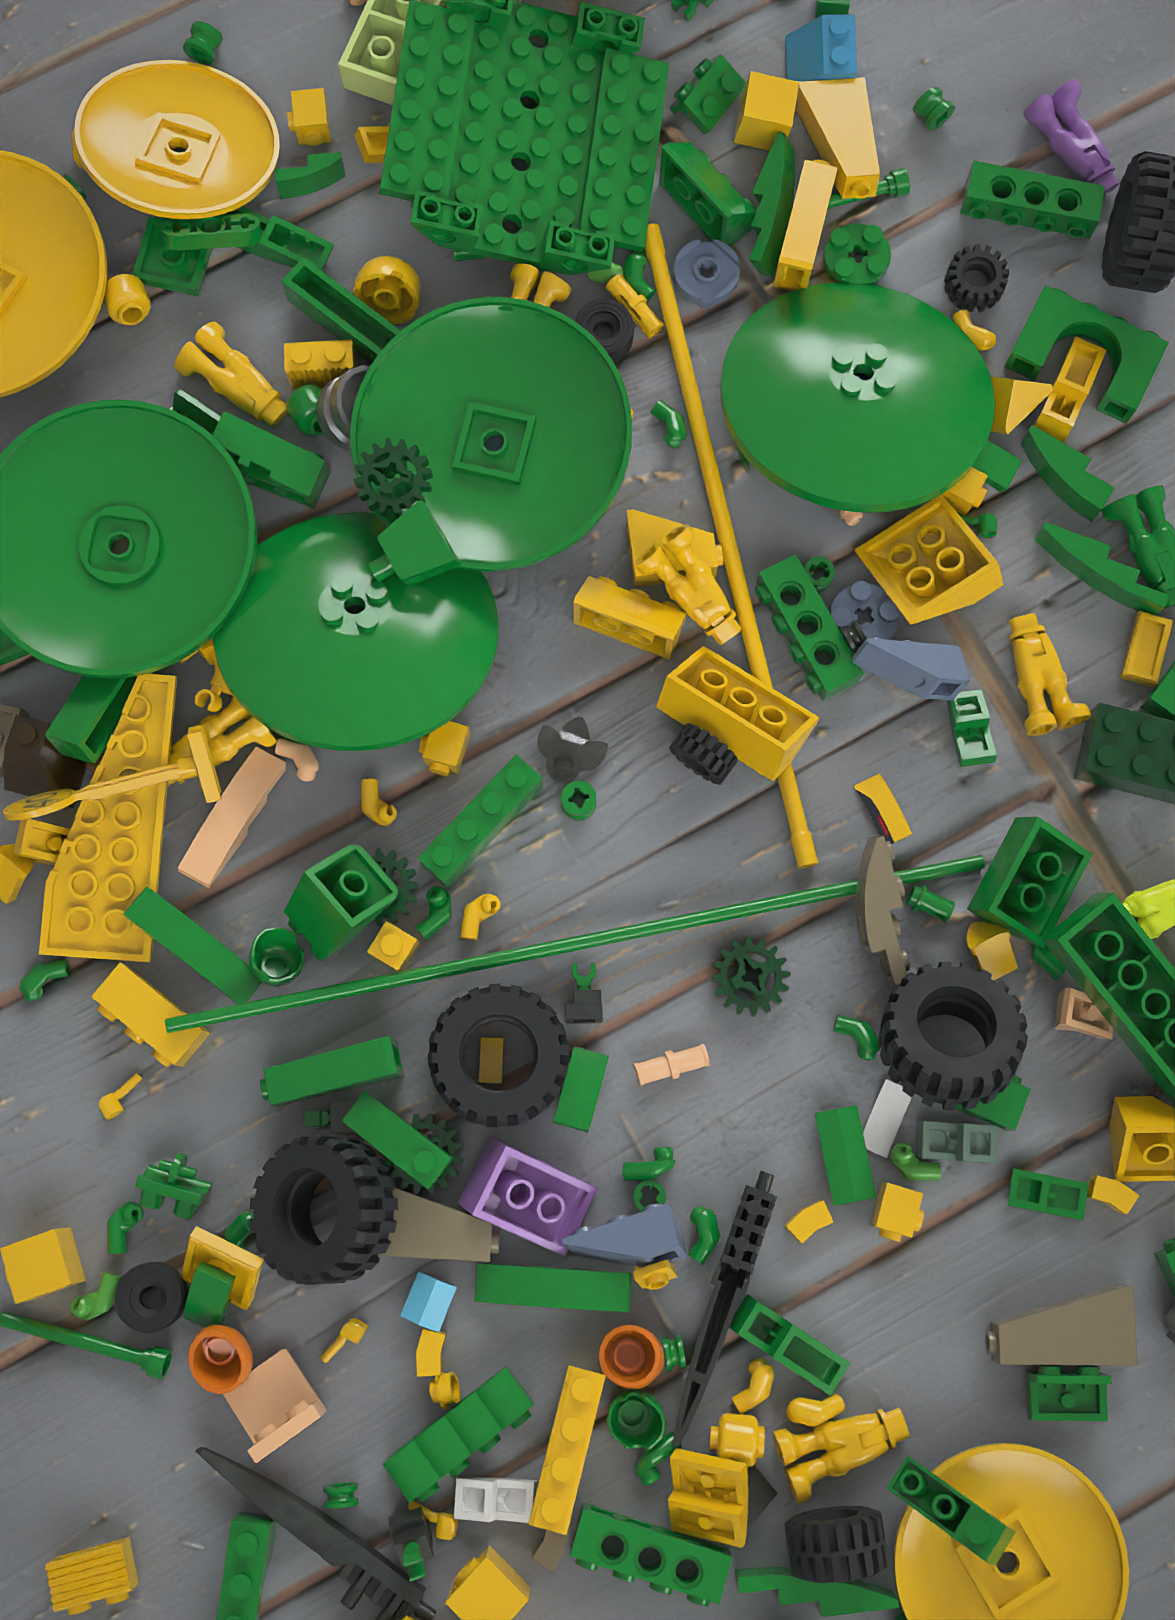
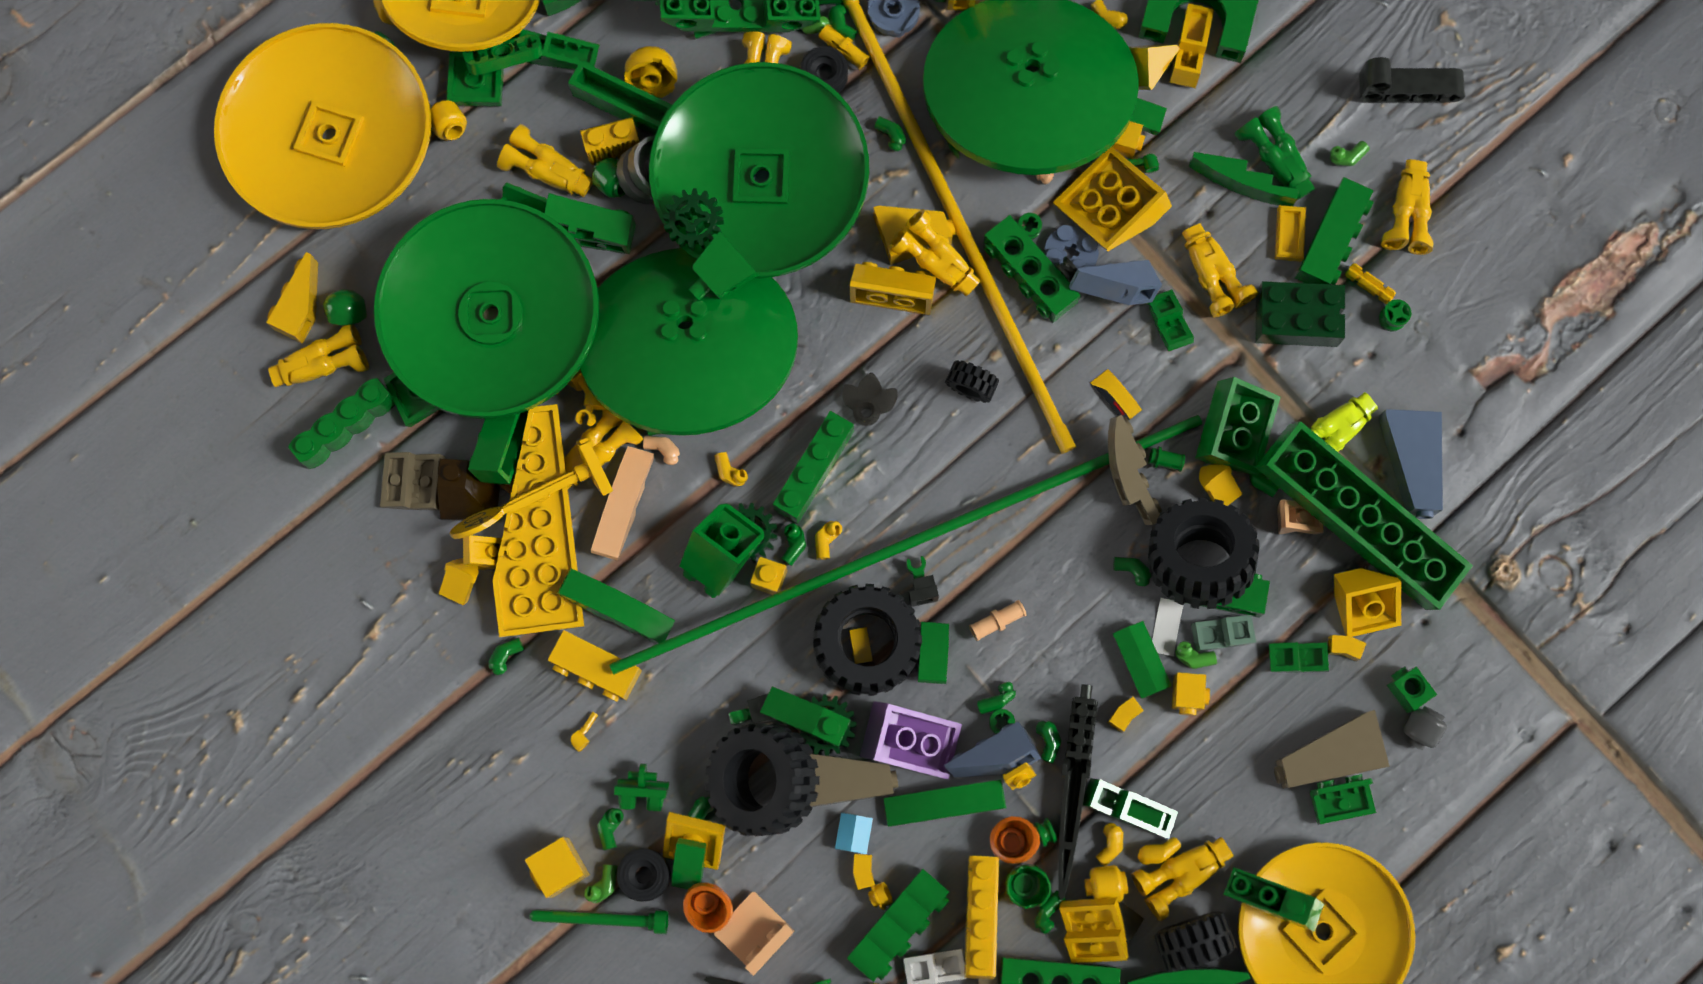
camera: 10 degrees left, 0 degrees up
(276, 957) = (680, 601): green hair -> none
(332, 1072) = (743, 678): green slope -> none
(352, 1330) = (801, 868): yellow hand -> none
(445, 748) = (773, 418): yellow brick -> none
(579, 807) = (885, 442): green wheel -> none
(737, 709) = (992, 342): yellow slope -> none
(743, 960) = (1034, 549): dark green gear -> none
(1065, 473) = (1201, 110): green slope -> none

